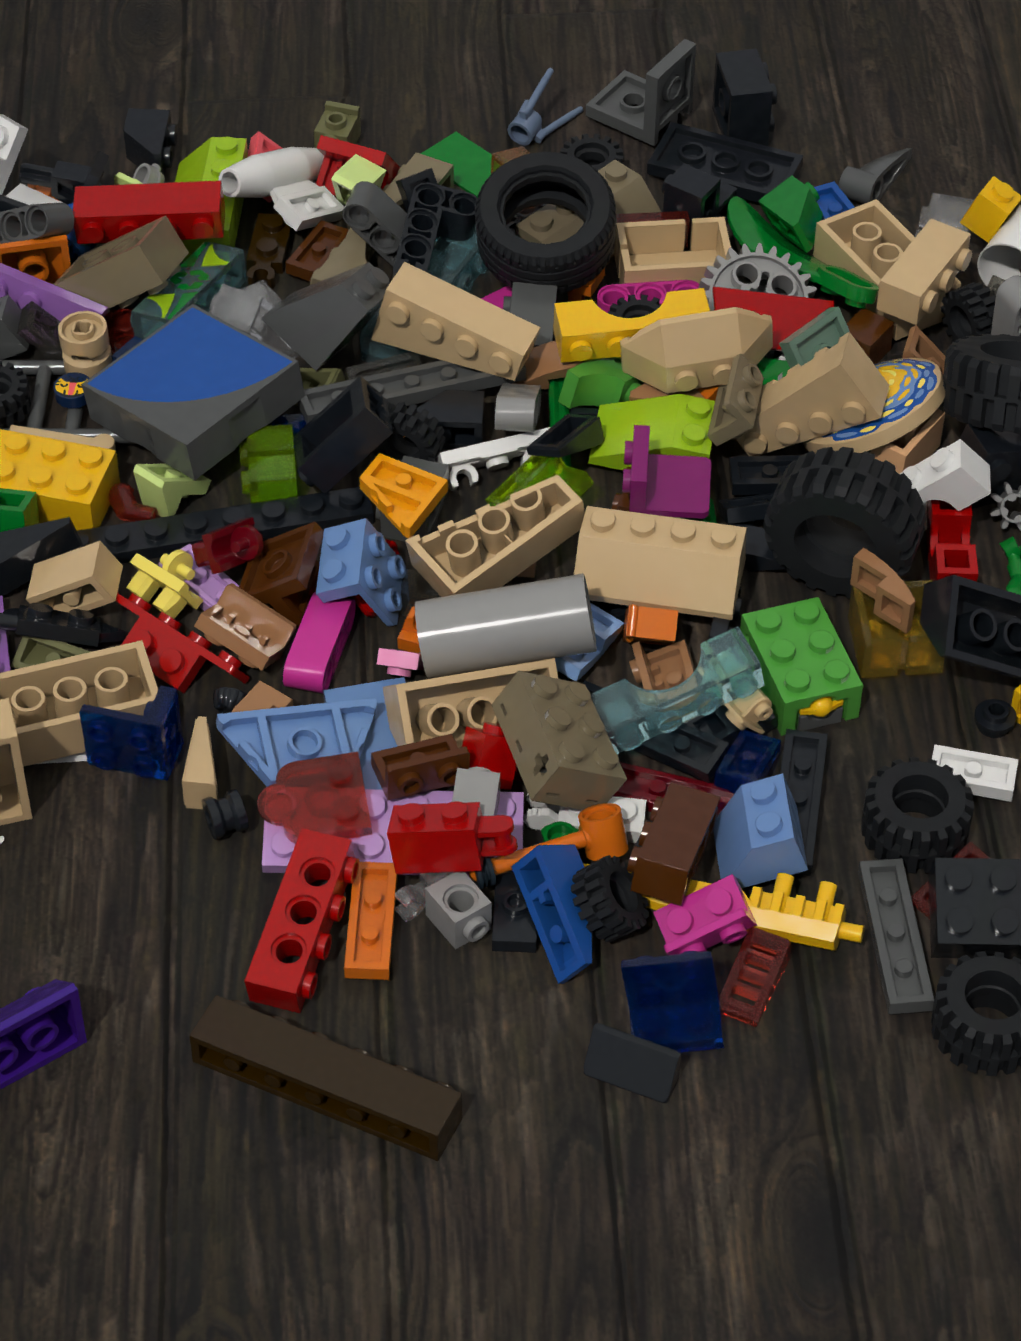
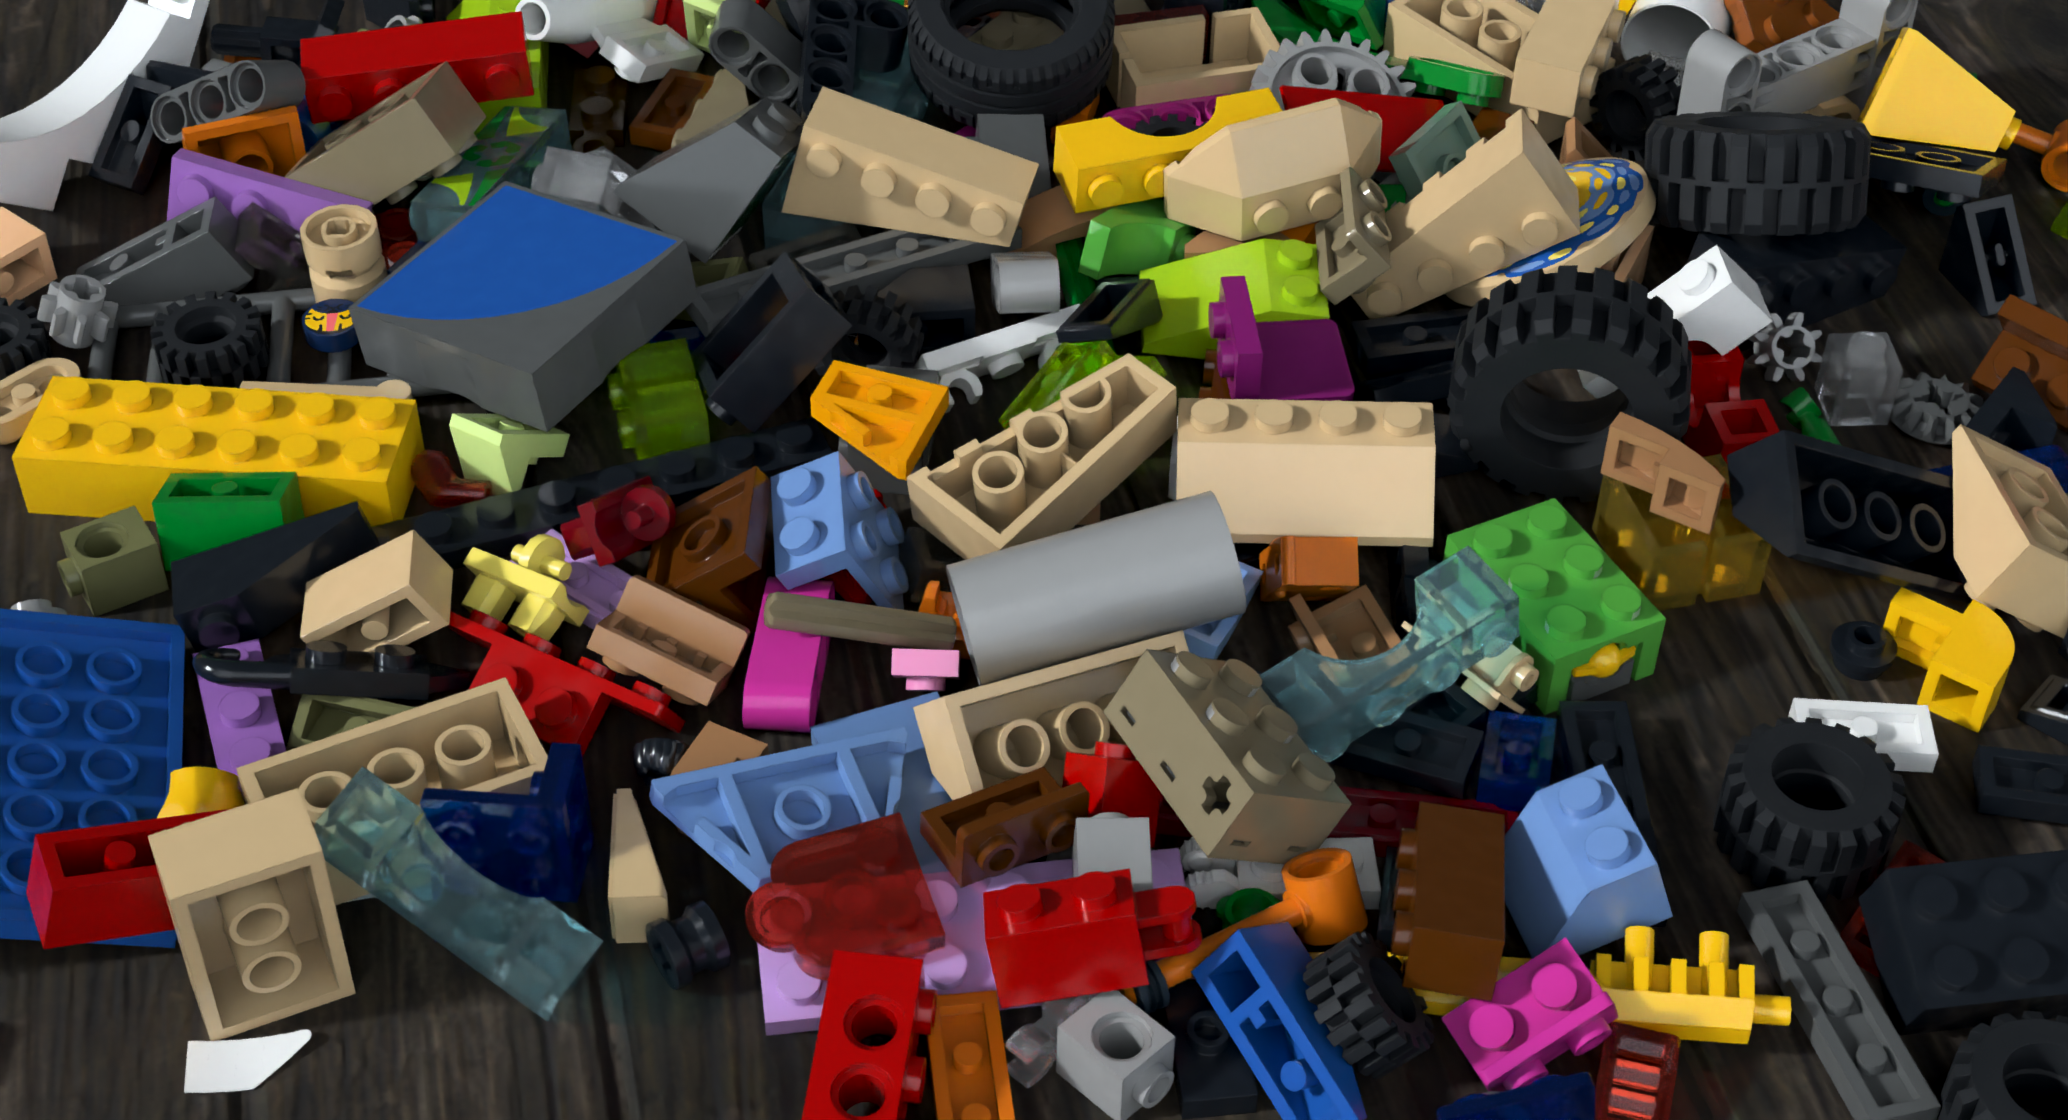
camera: 10 degrees left, 5 degrees down
(118, 795) = (400, 859): none -> clear light blue arch
(361, 628) = (859, 621): none -> dark tan axle

